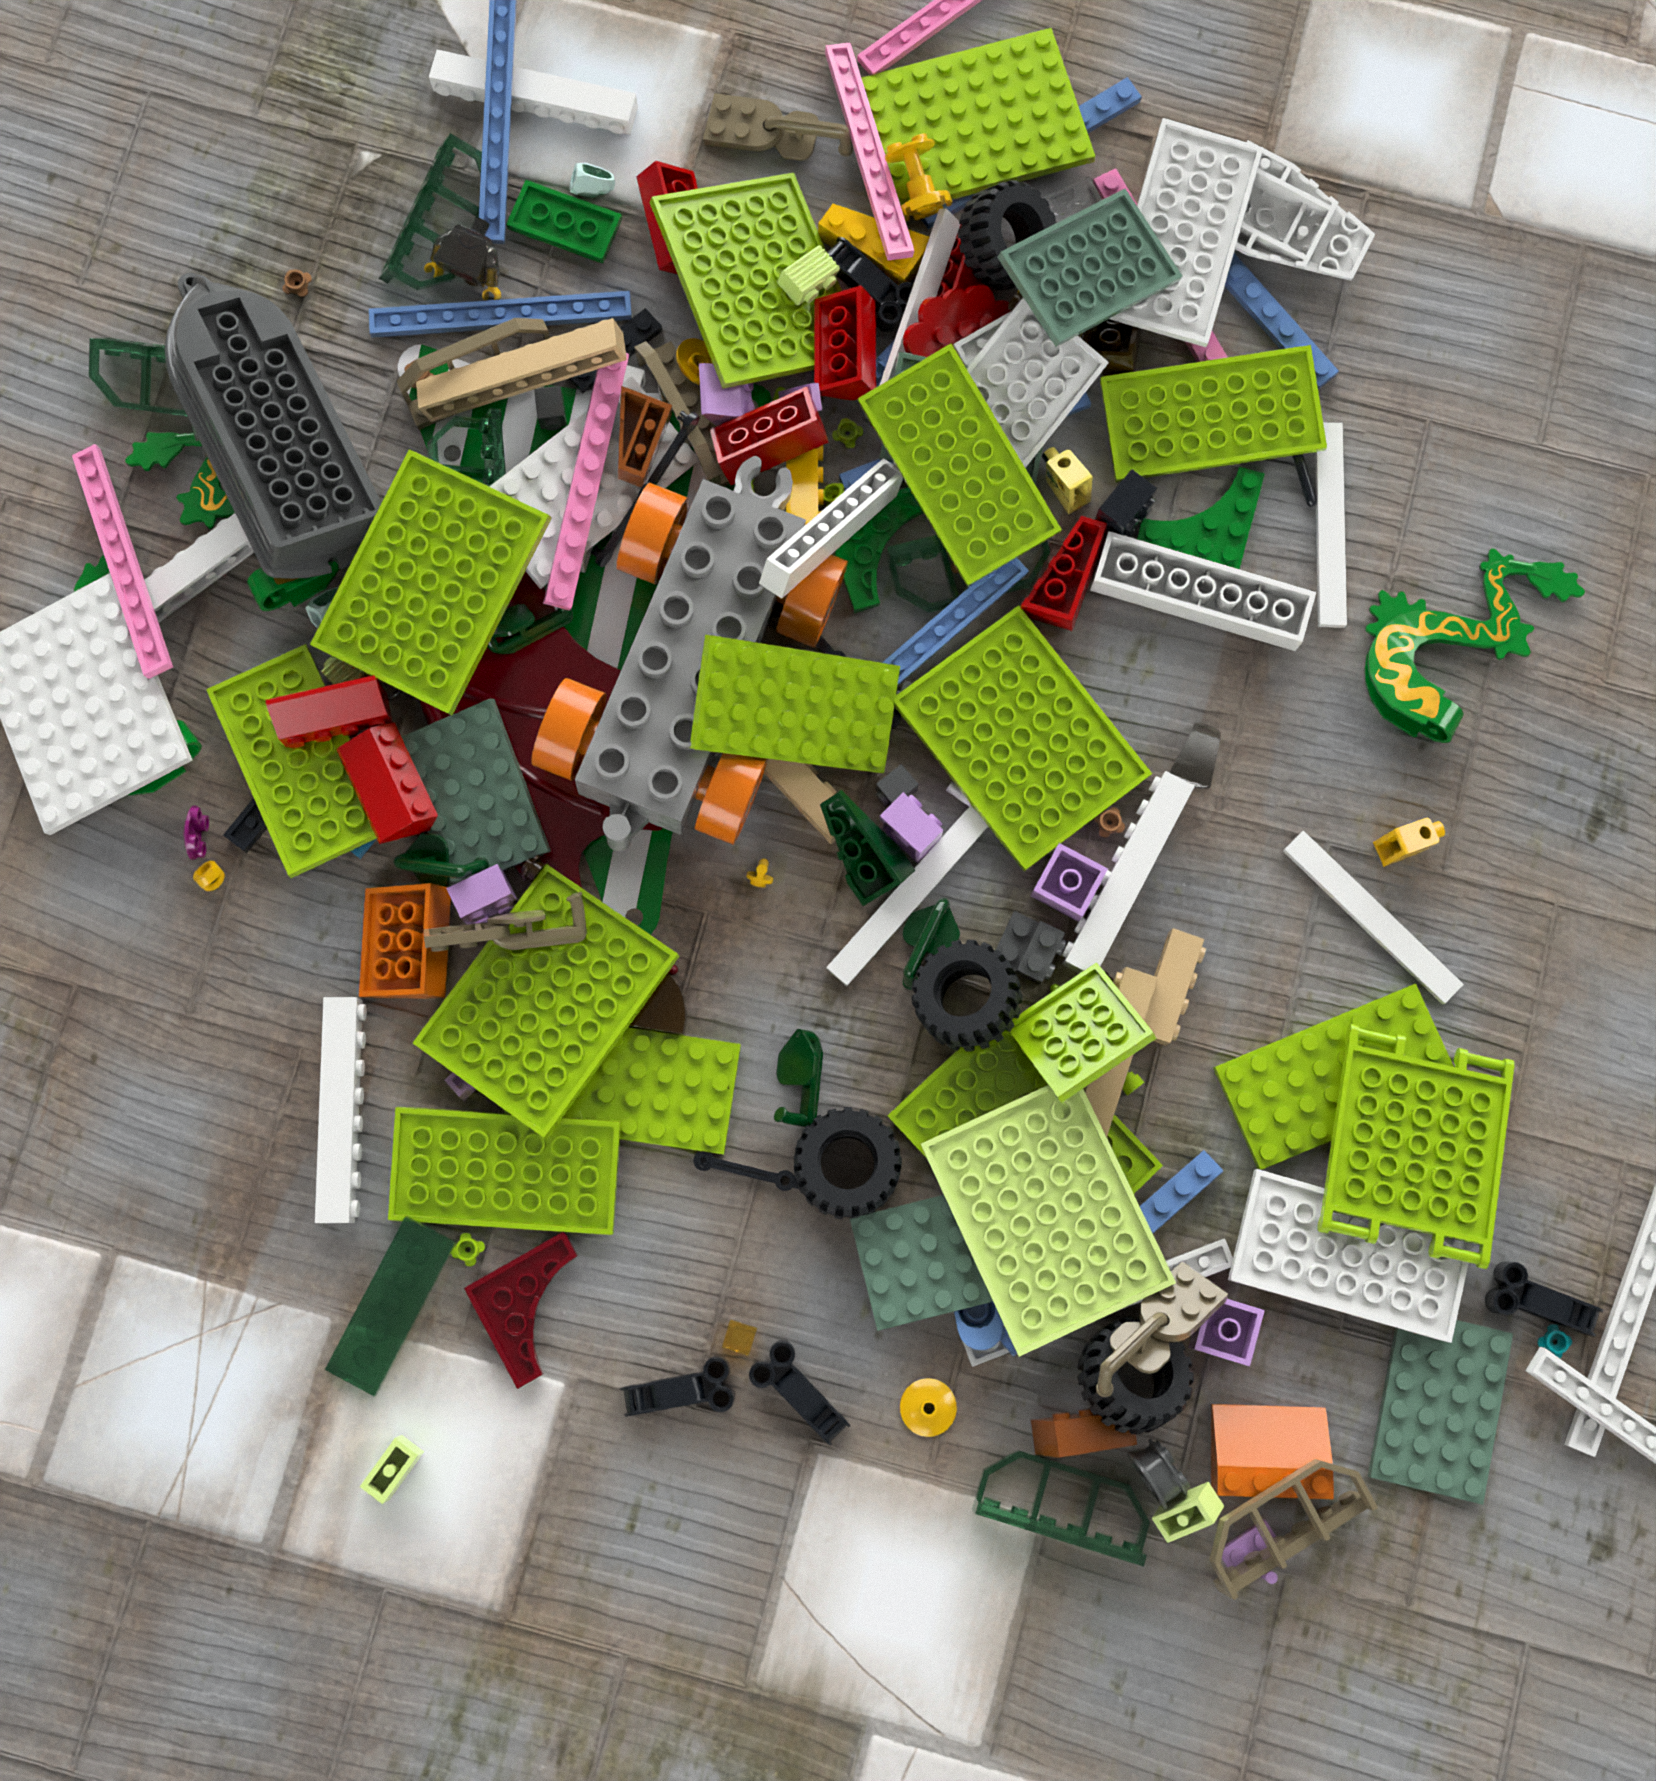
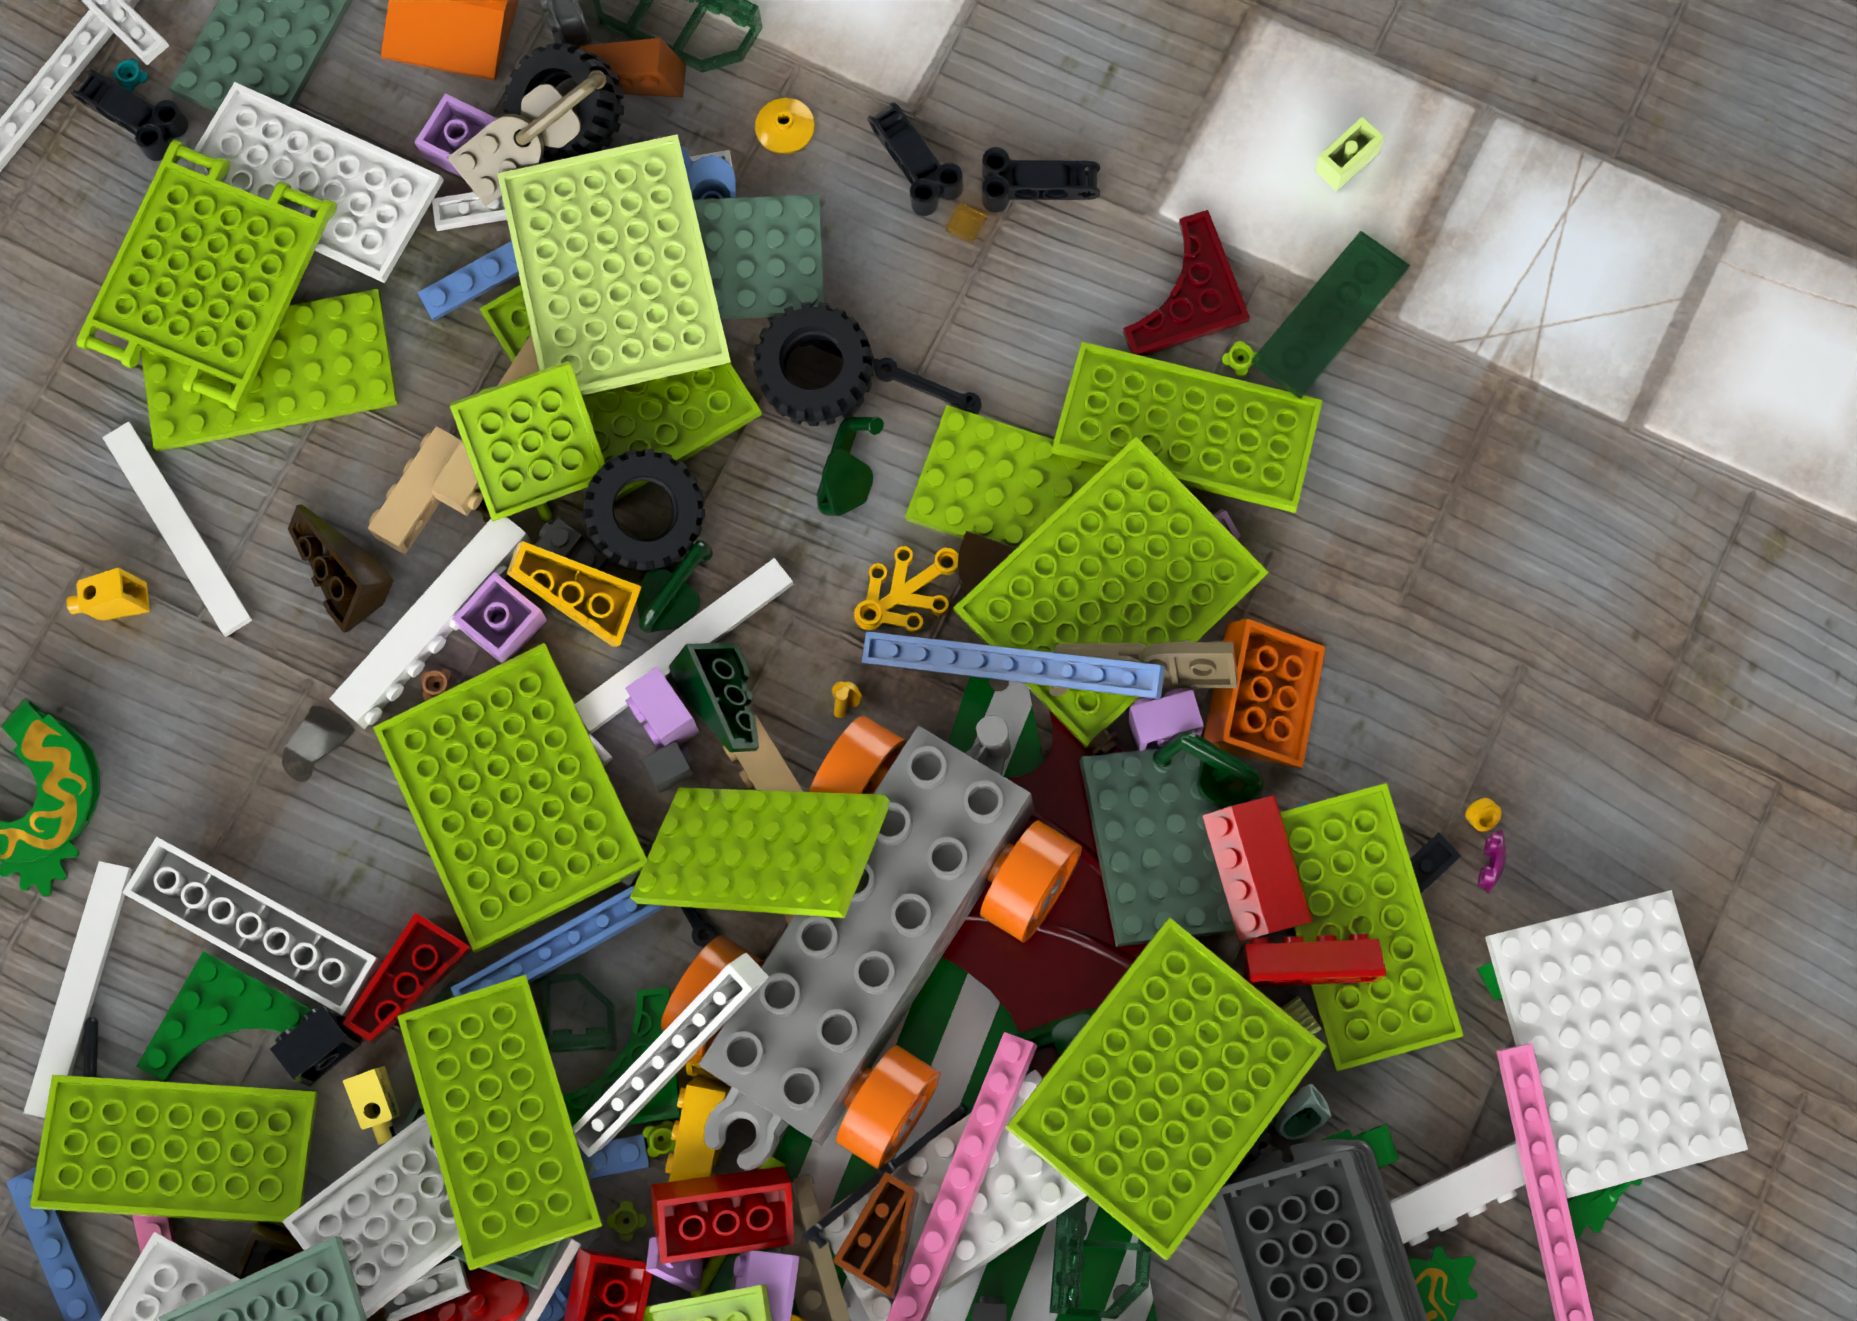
camera: 160 degrees left, 5 degrees down
(339, 1110) = (1361, 525): white brick -> none
(615, 909) = (1014, 665): none -> medium blue plate
(730, 976) = (902, 593): none -> yellow plant
(1005, 914) = (579, 591): none -> yellow wedge
(1209, 899) = (346, 573): none -> dark brown wedge

